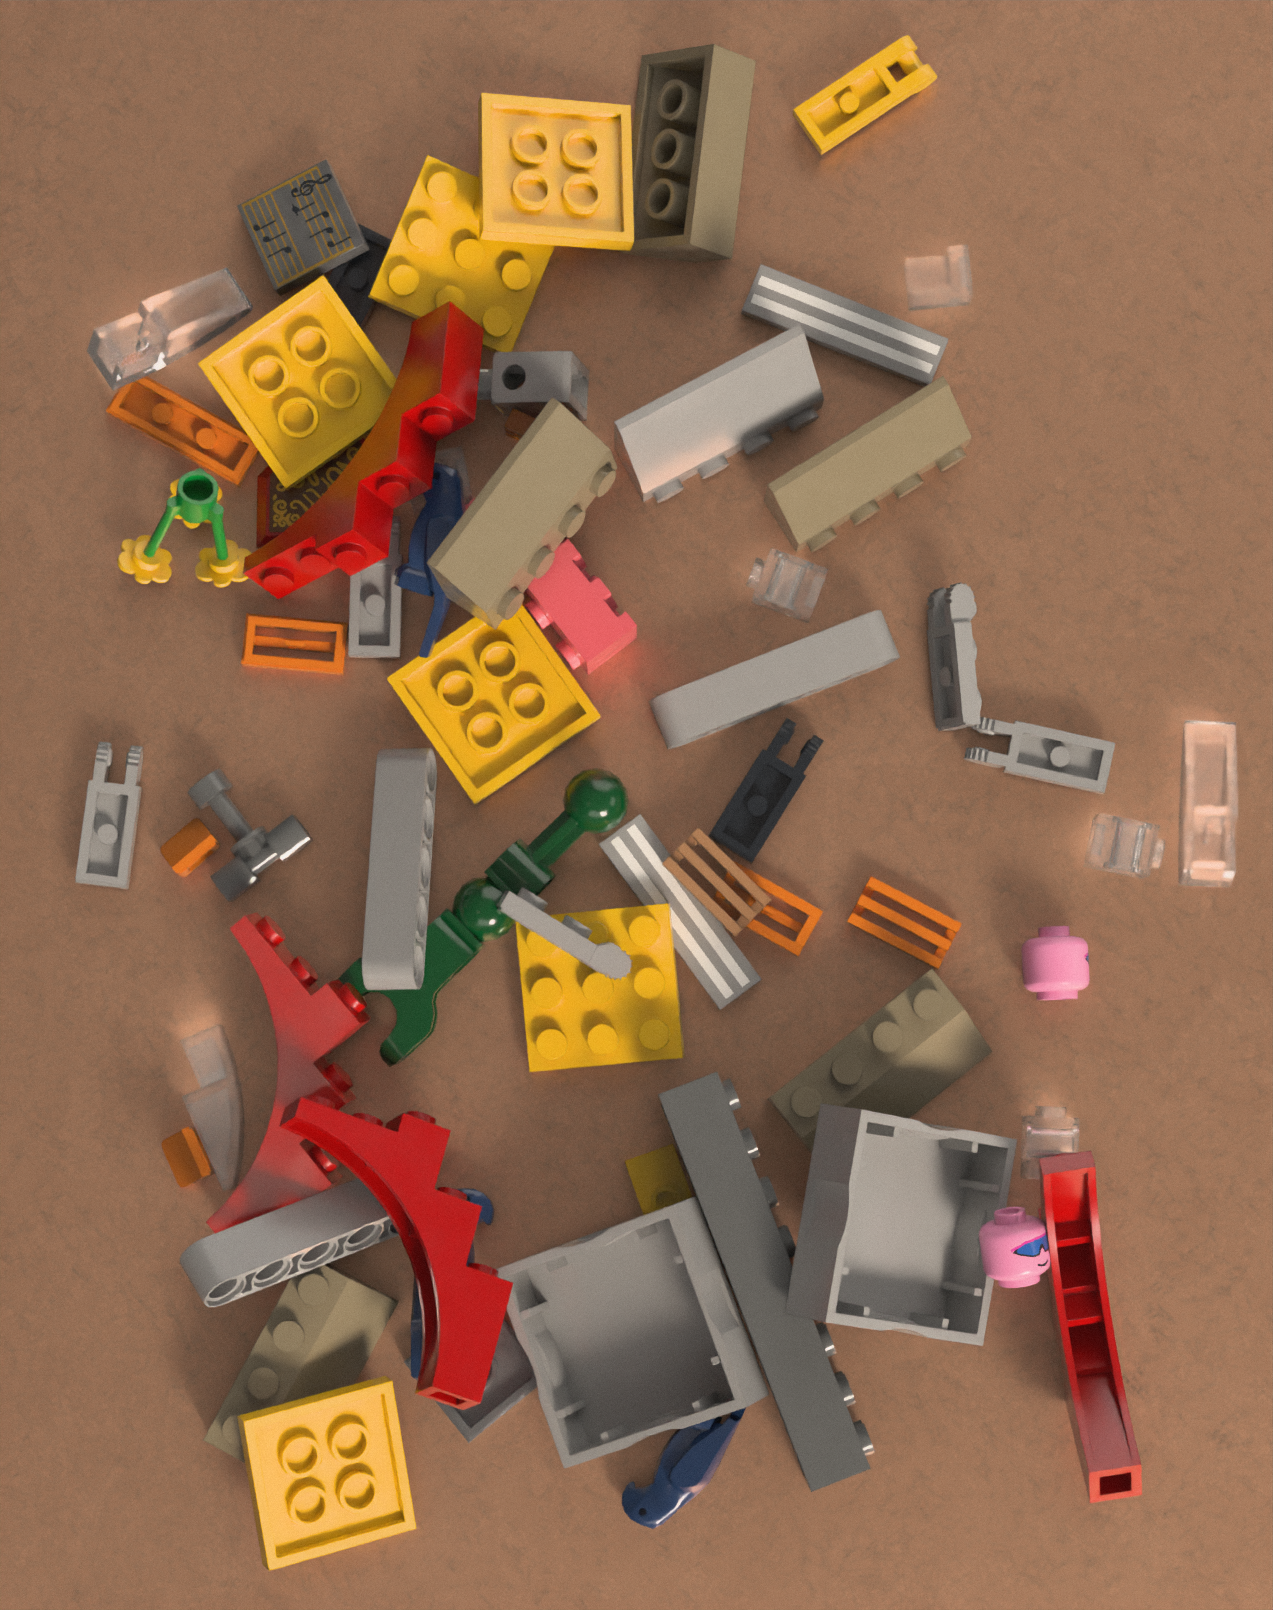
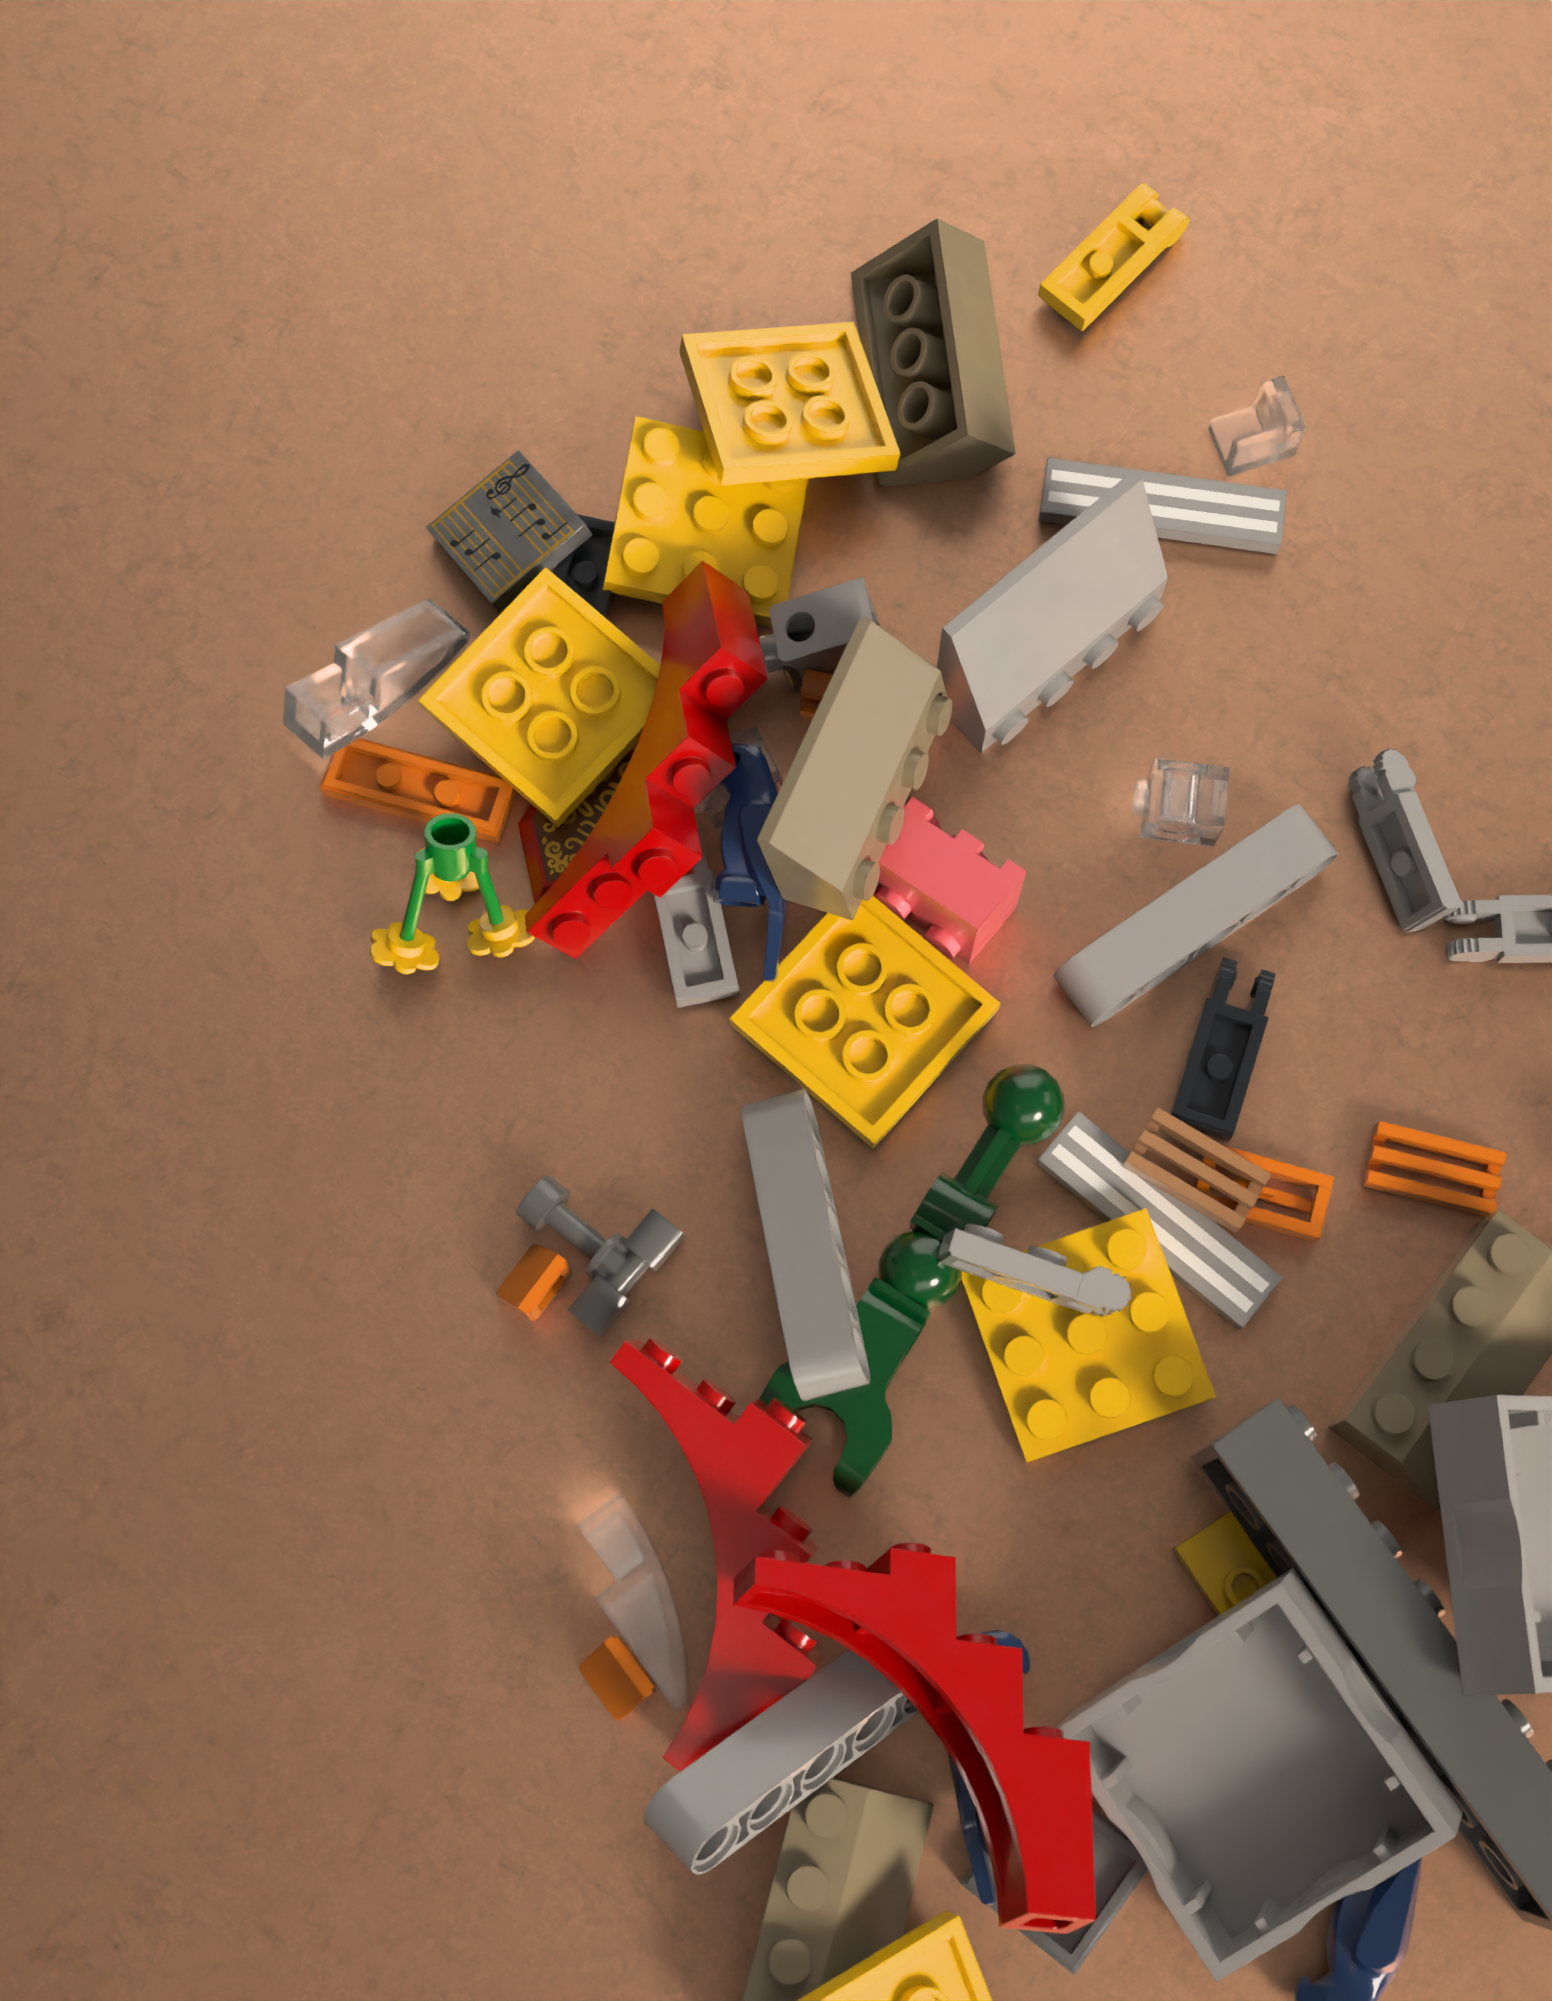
camera: 10 degrees left, 10 degrees down
(110, 821) = (427, 1273): light grey hinge -> none
(338, 648) = (612, 1030): orange tile -> none
(868, 466) = (1240, 642): dark tan slope -> none

